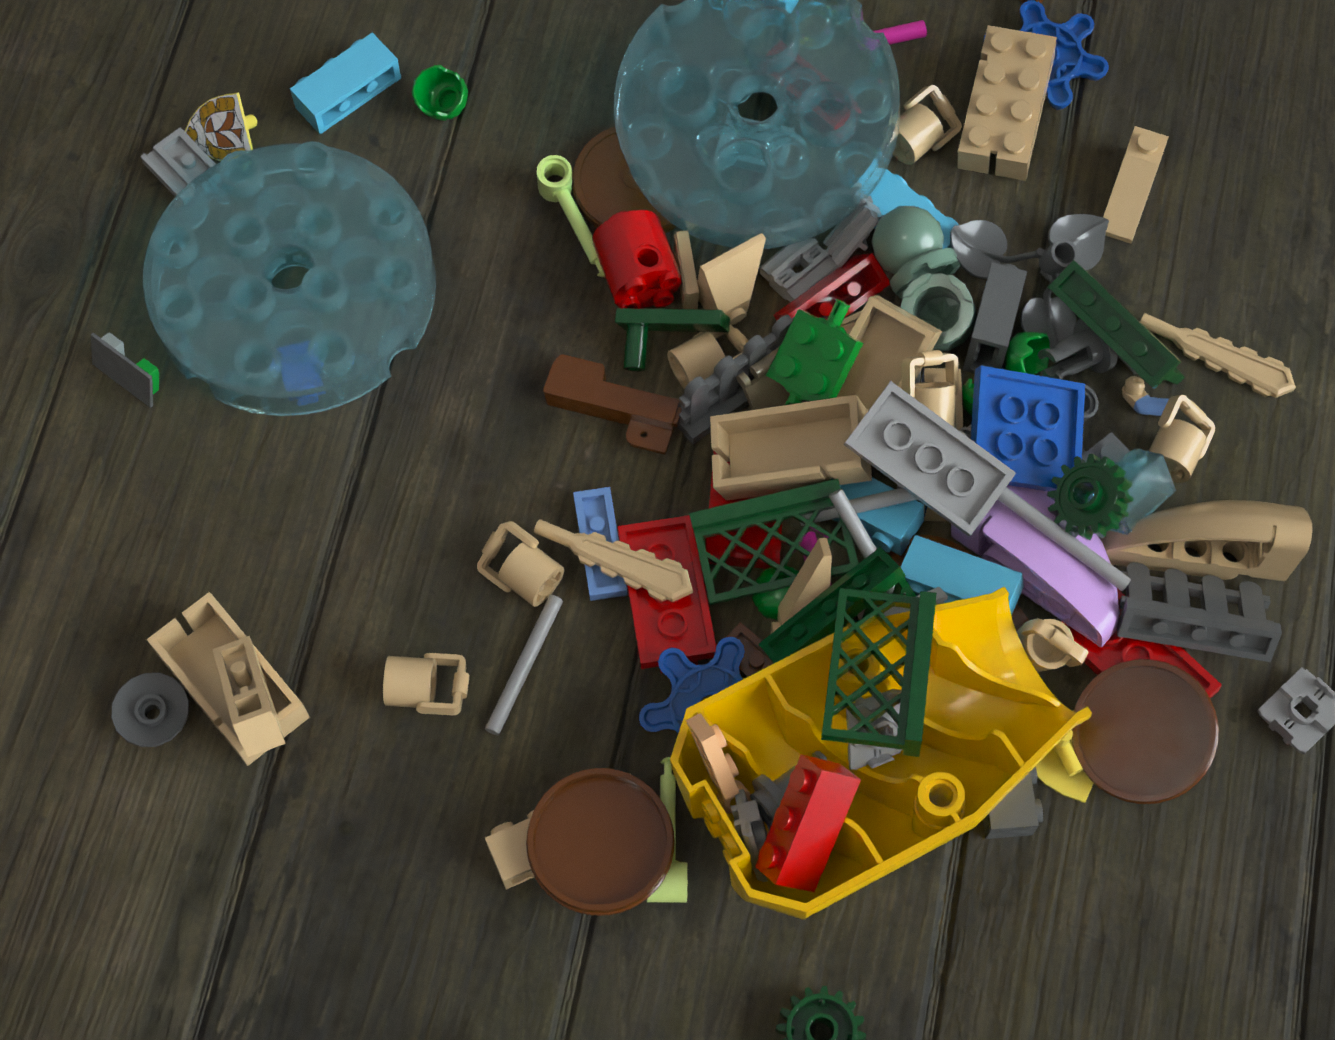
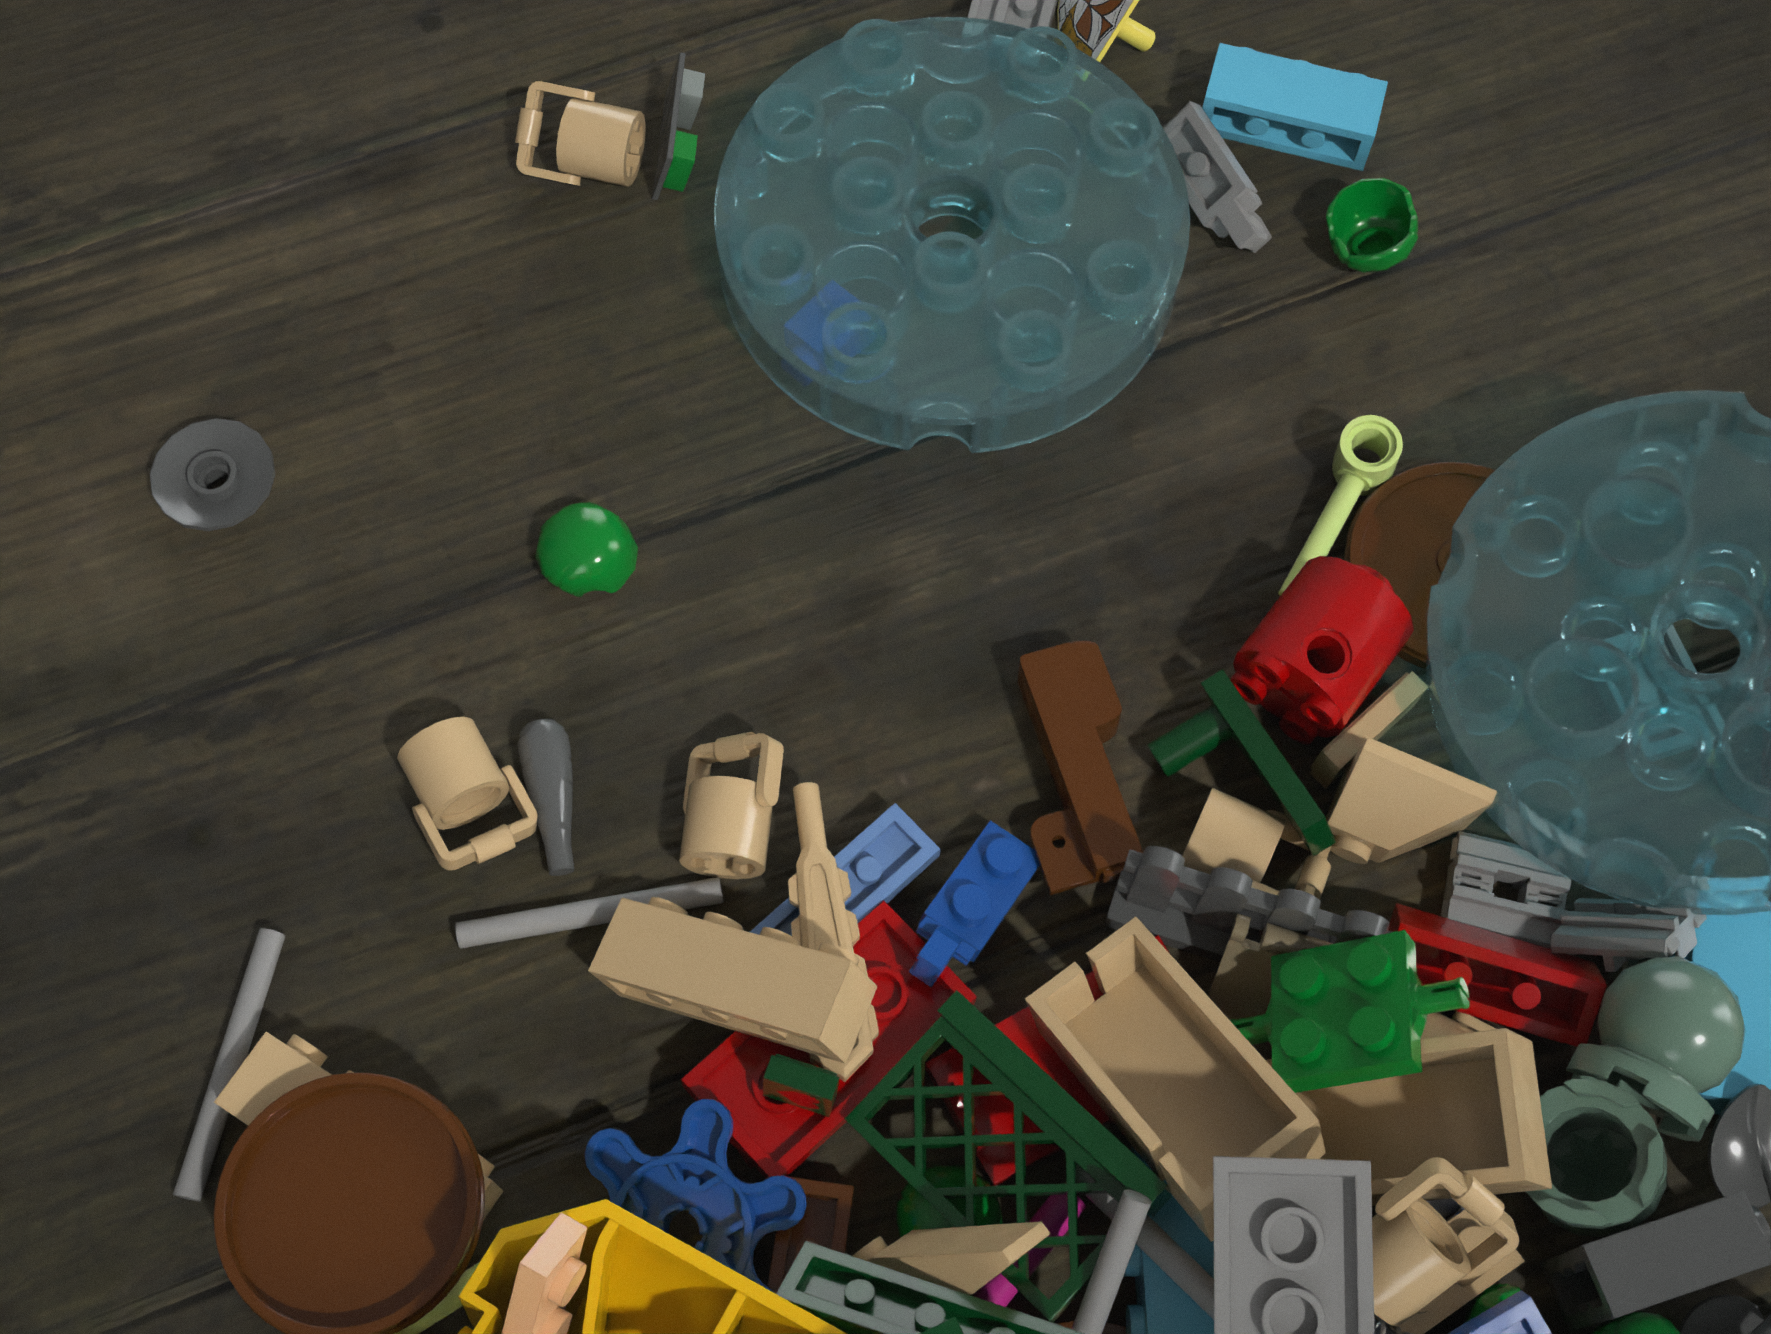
camera: 55 degrees right, 0 degrees up
(103, 410) = (592, 138): none -> tan piece
(194, 666) = (306, 538): tan piece -> none
(248, 697) = (260, 572): tan slope -> none
(332, 555) = (586, 550): none -> green hair
(362, 141) = (1215, 180): none -> light grey hinge
(437, 639) = (548, 778): none -> dark grey piece
(480, 874) = (230, 1057): none -> light grey bar
(610, 609) = (735, 977): none -> tan brick
(645, 488) = (973, 901): none -> blue hinge
(683, 608) = (800, 1084): none -> dark green tile

